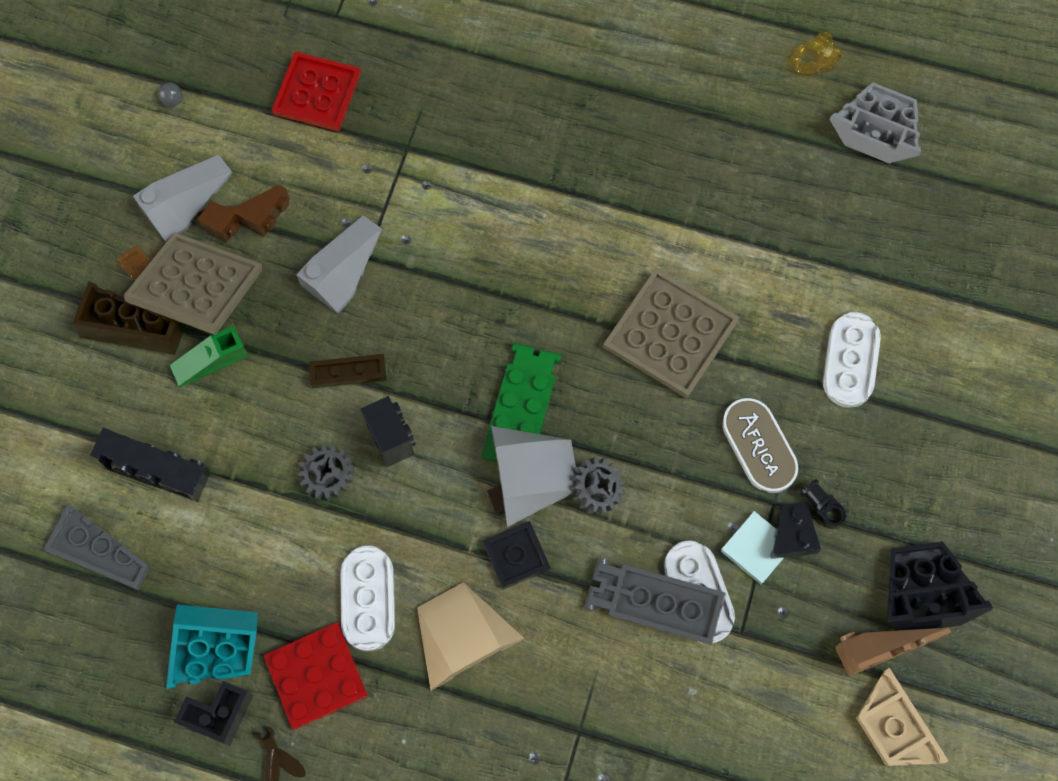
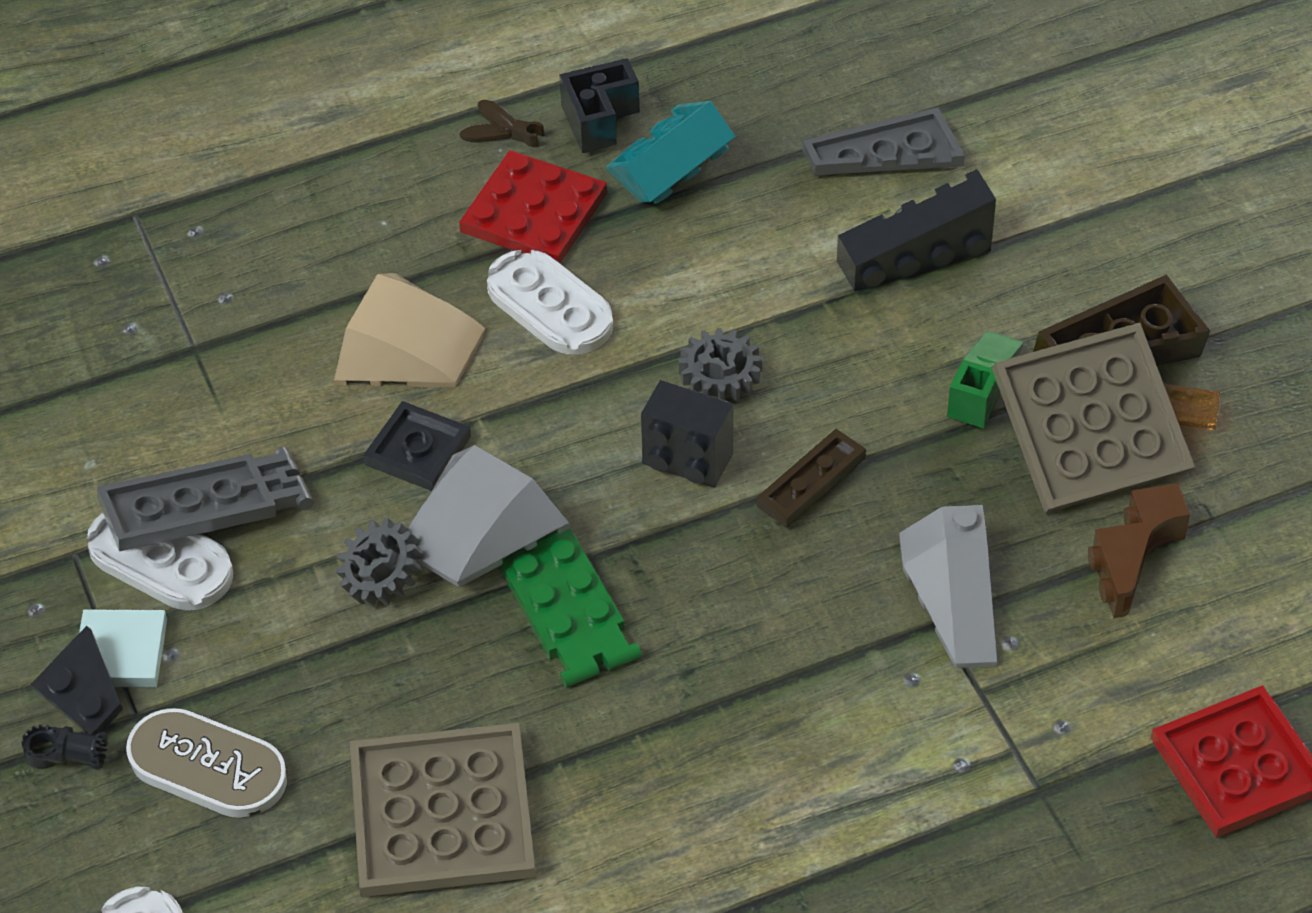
camera: 140 degrees right, 20 degrees down
(179, 197) = (1238, 508): light grey wedge -> none

